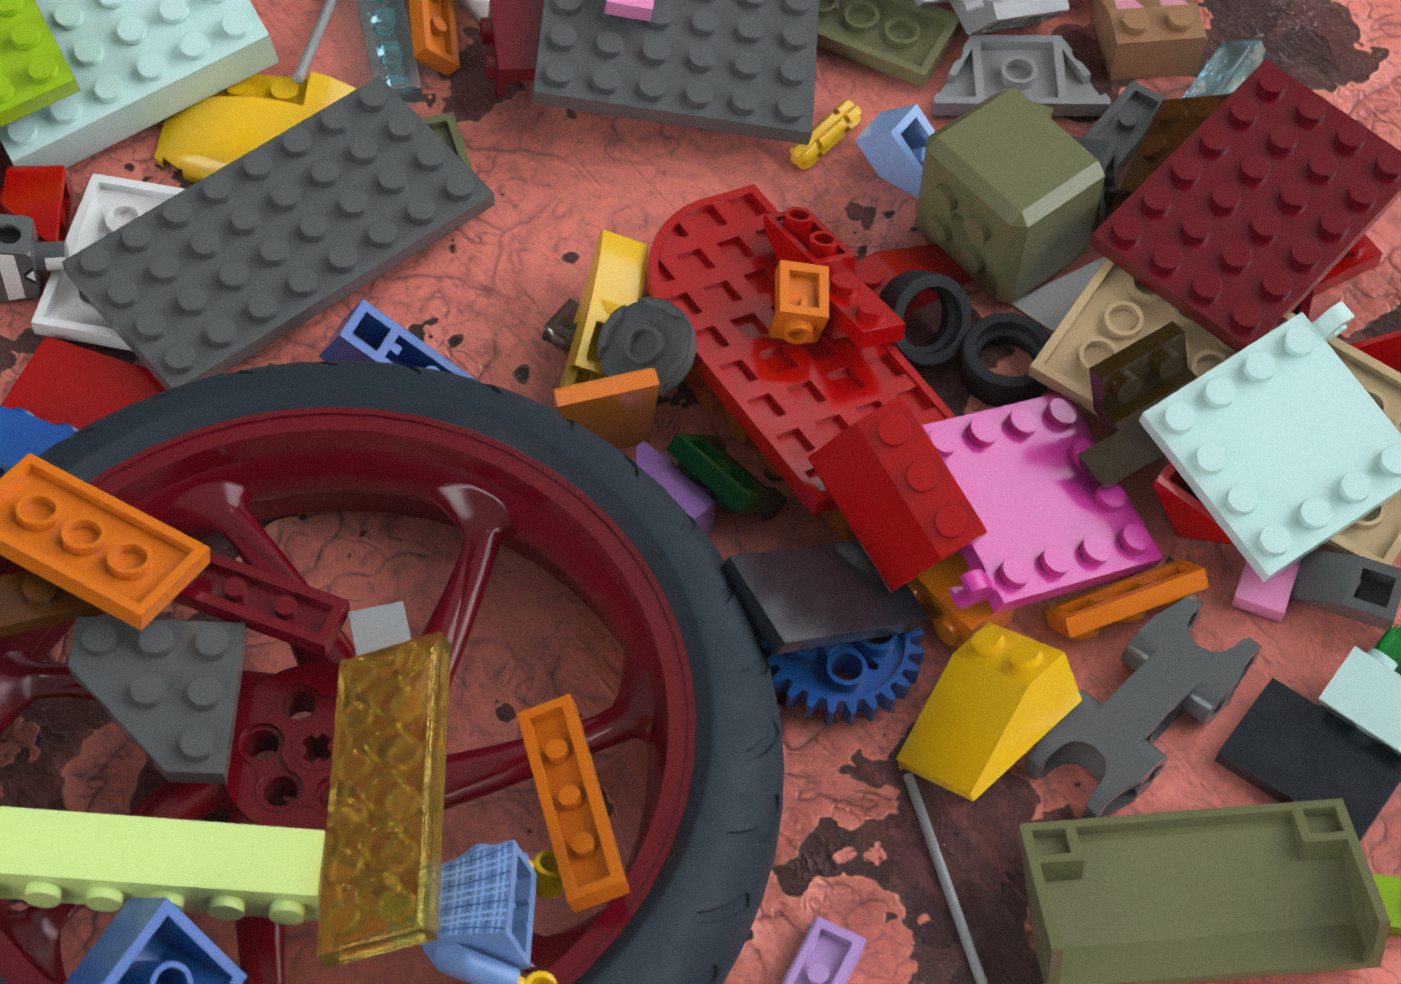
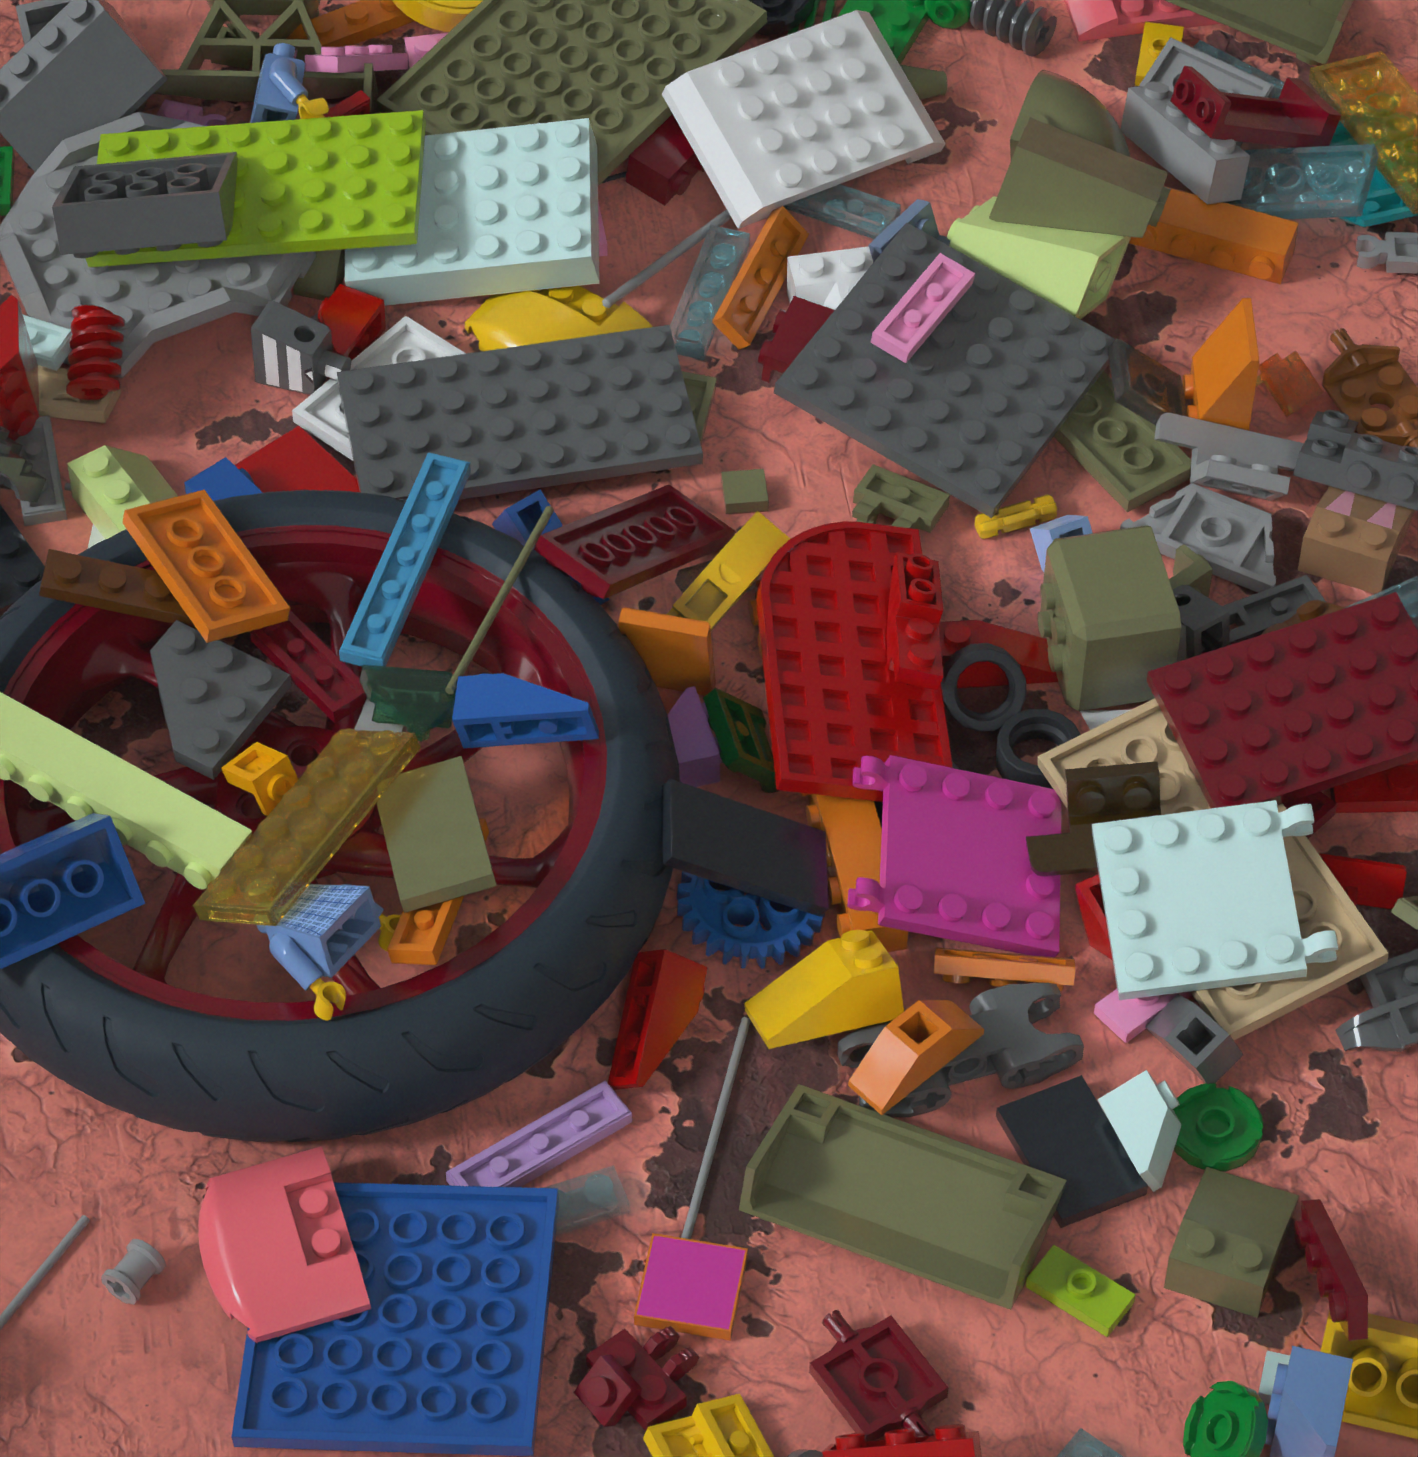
camera: 30 degrees right, 5 degrees down
(287, 754) = (262, 773): none -> light orange bracket
(301, 442) = (405, 561): none -> dark azure tile
(400, 590) = (409, 697): none -> clear green slope
(429, 441) = (500, 598): none -> olive axle
(499, 316) = (633, 541): none -> dark red plate
(524, 556) = (515, 712): none -> blue slope
(533, 741) = (434, 835): none -> olive tile
(548, 216) = (744, 491): none -> olive tile
(645, 337) = (736, 608): dark grey tile -> none
(707, 161) = (899, 498): none -> olive plate
(800, 302) = (870, 626): orange bracket -> none
(830, 824) = (657, 1009): none -> red slope
(897, 493) = (842, 795): red slope -> none
(1127, 740) = (912, 1051): none -> orange slope

